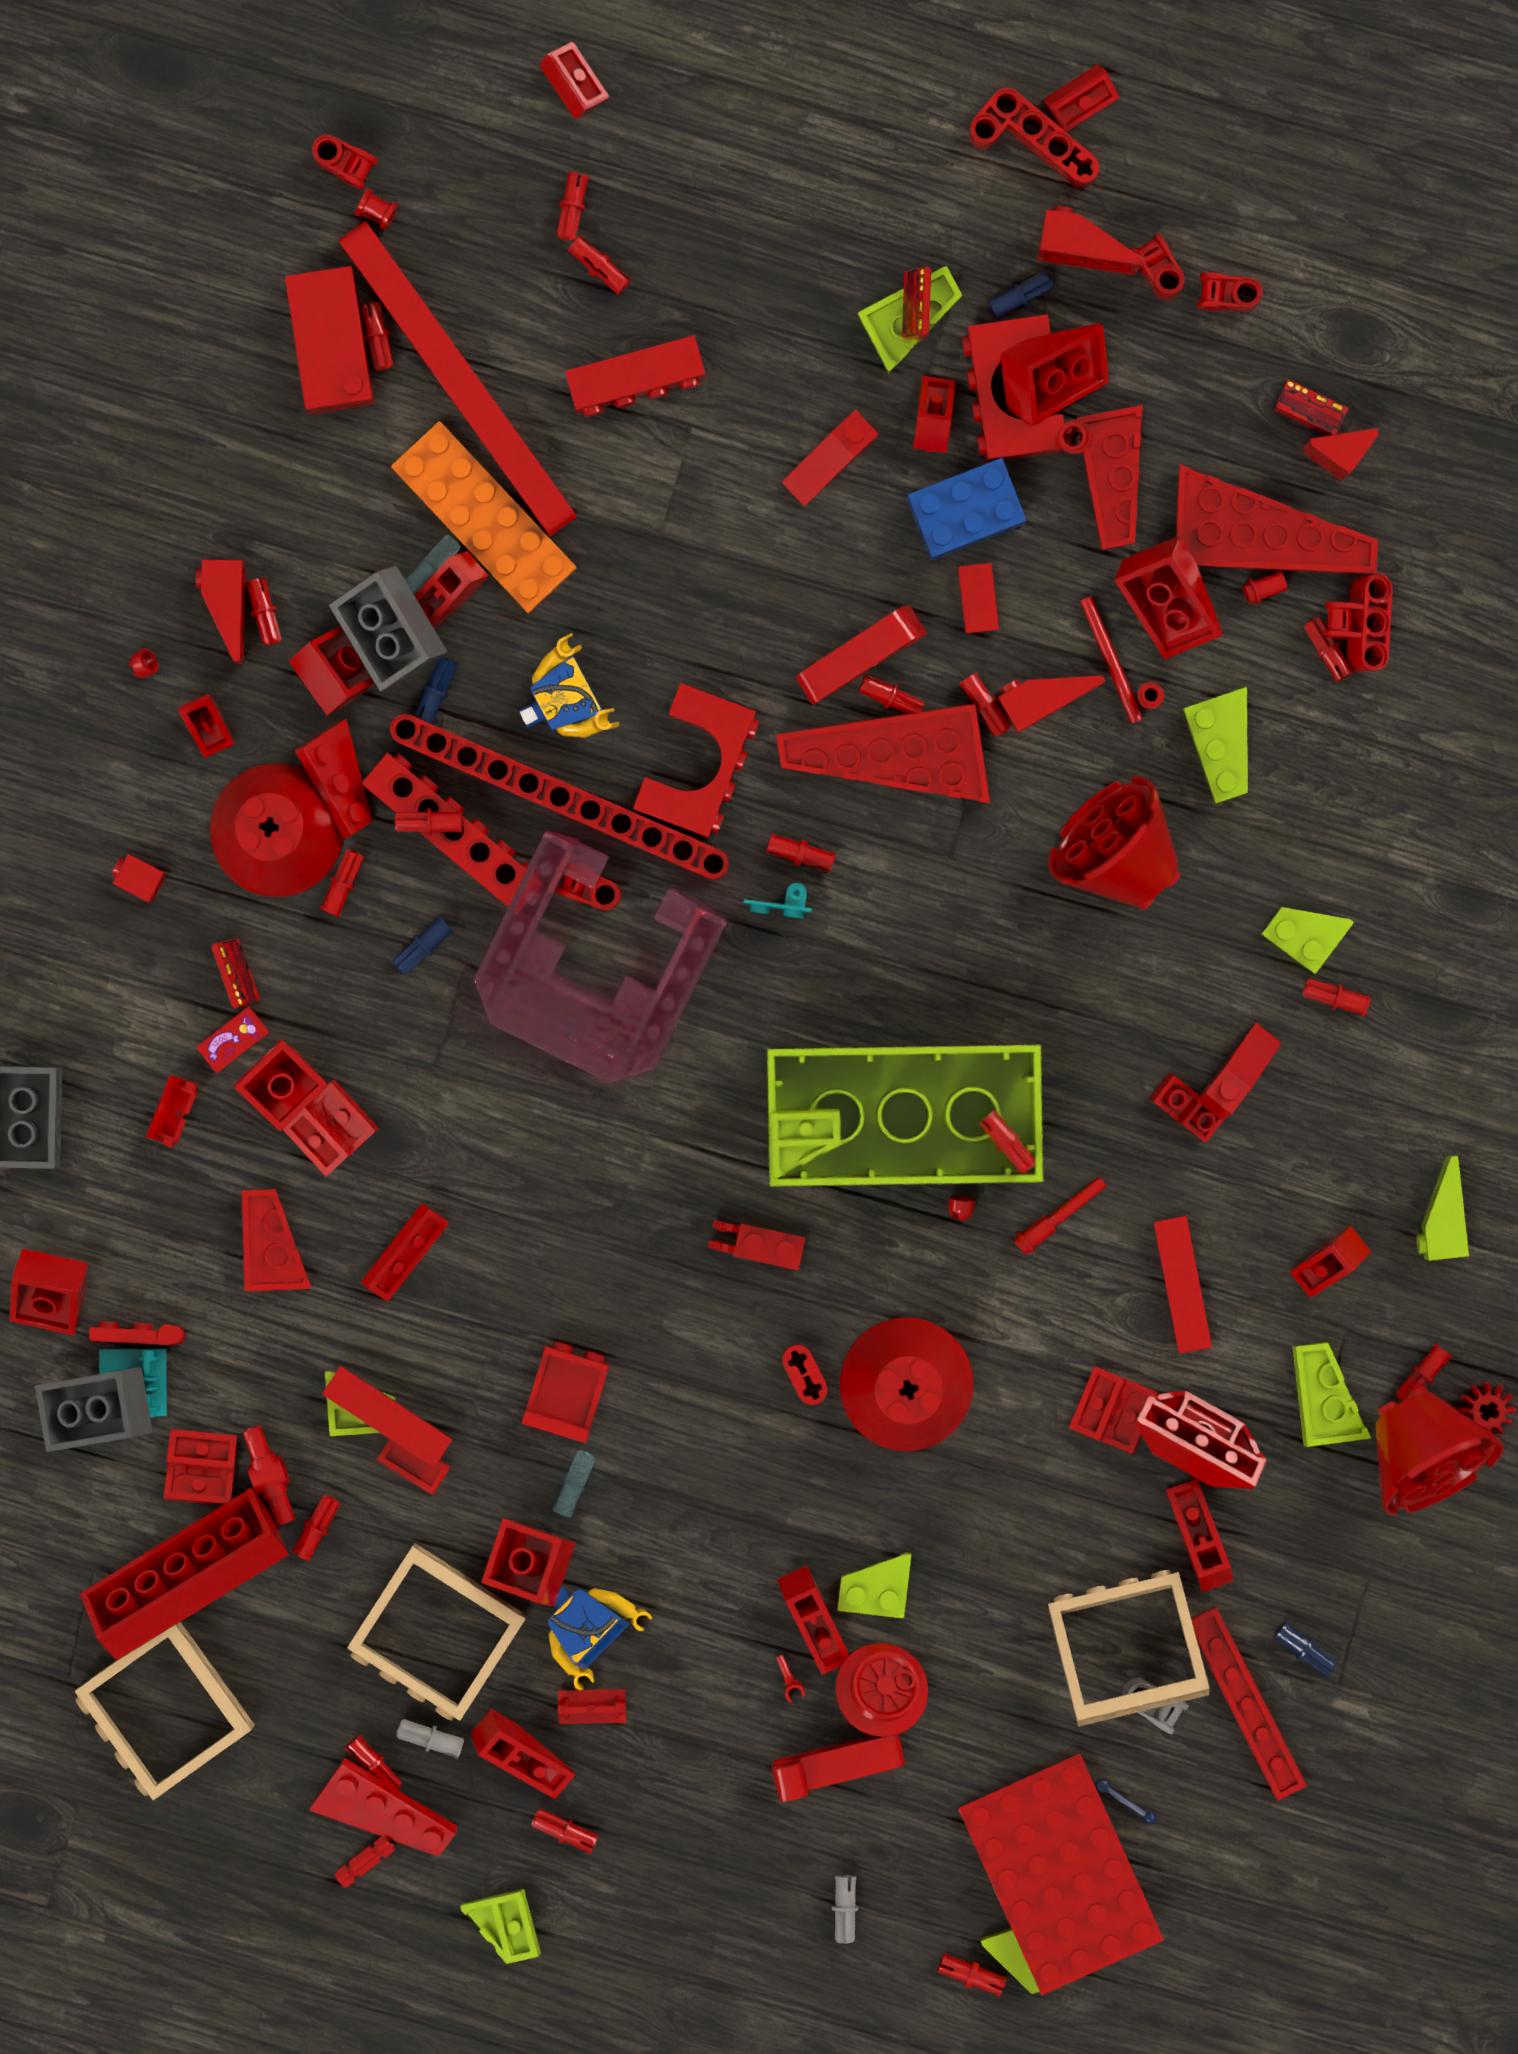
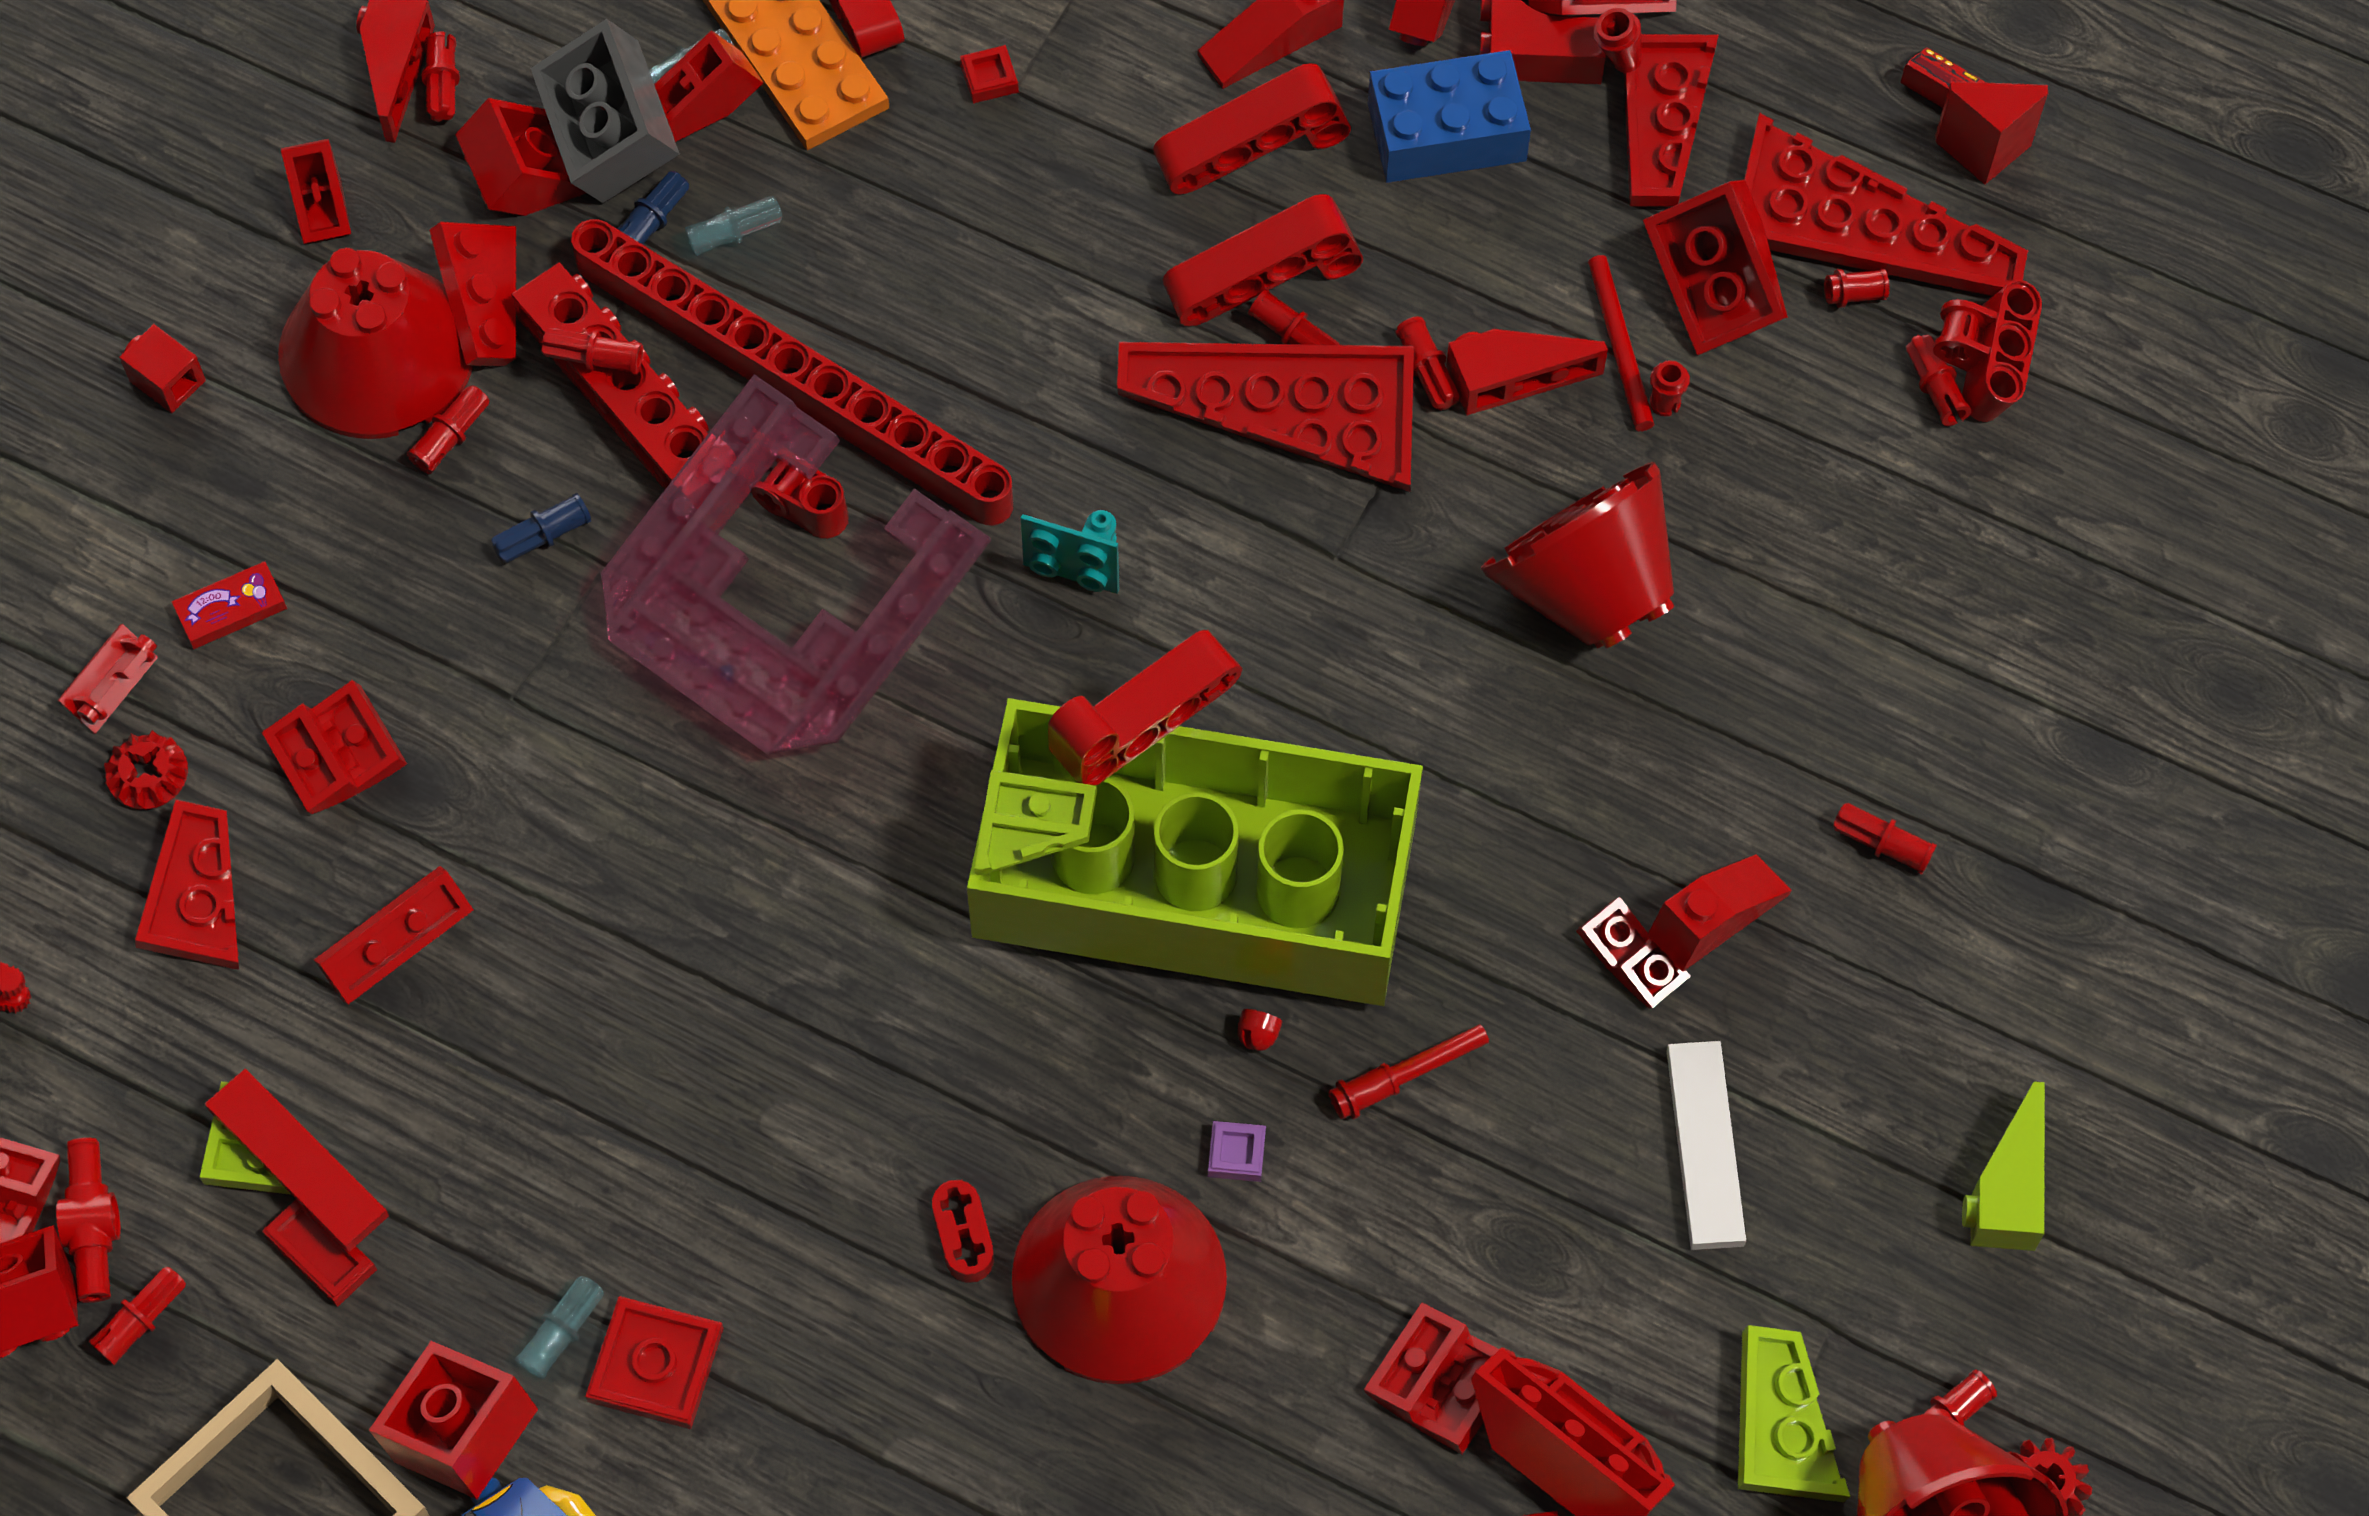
camera: 10 degrees right, 25 degrees down
(143, 663) = (254, 111): red hinge -> none
(228, 1161) = (146, 790): none -> red gear
(235, 973) = (259, 515): slope -> none
(281, 1084) = (275, 661): red slope -> none
(494, 689) = (733, 225): none -> clear light blue axle
(565, 696) = (830, 241): torso -> none
(566, 1391) = (586, 1184): red panel -> none
(636, 1493) = (654, 1362): none -> red tile
(641, 530) = (989, 74): none -> red tile
(730, 727) = (1052, 321): red arch -> none
(761, 1244) = (937, 1028): red hinge -> none
(800, 852) = (1120, 503): red pin -> none
(834, 550) = (1251, 127): none -> red beam
(859, 1047) = (1107, 736): none -> red beam
(962, 1288) = (1236, 1151): none -> medium lavender tile
(978, 598) = (1444, 234): red tile -> none
(1008, 1142) = (1346, 882): red axle -> none
(1182, 1284) = (1582, 1209): red tile -> none
(1221, 742) = (1763, 473): lime wing -> none
(1252, 1227) = (1706, 1145): none -> white tile
(1306, 935) = (1851, 748): lime wing -> none
(1331, 1262) = (1821, 1211): red slope -> none

